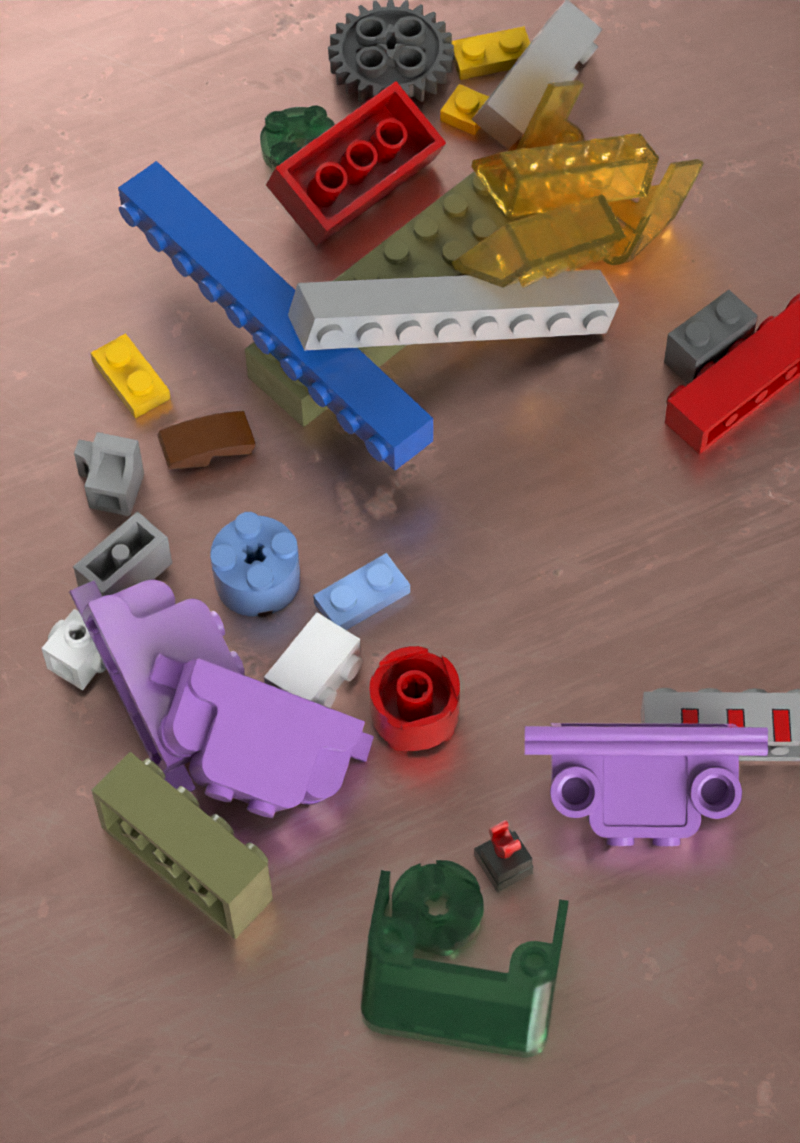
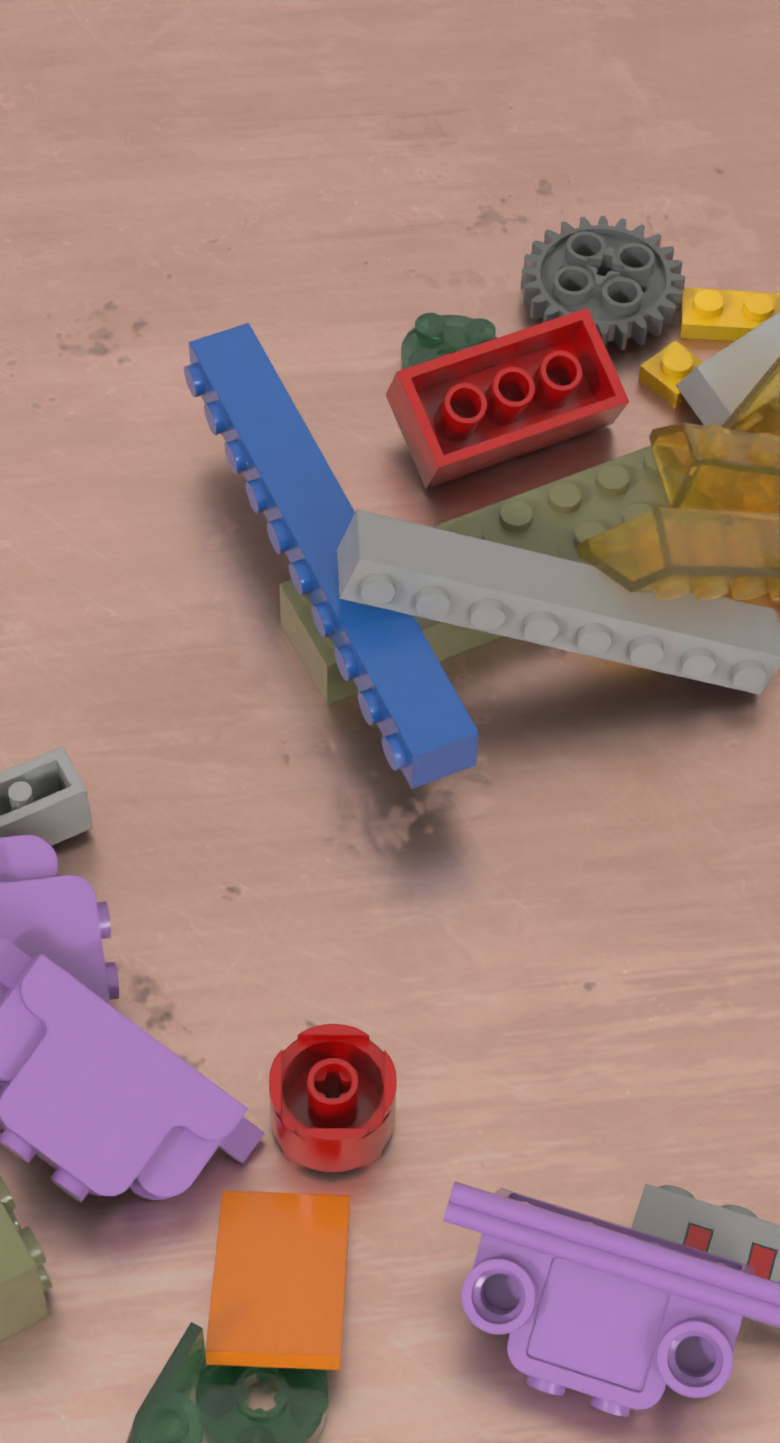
camera: 15 degrees right, 5 degrees down
(112, 472) = (58, 691): light grey brick -> none
(130, 375) = (134, 581): yellow plate -> none
(199, 439) = (185, 681): reddish brown slope -> none
(255, 565) = (192, 860): medium blue brick -> none
(317, 662) = (220, 1014): white brick -> none
(362, 593) = (320, 938): light blue plate -> none
(422, 828) = (279, 1281): none -> orange tile
(504, 857) = (377, 1356): pearl dark grey piece -> none

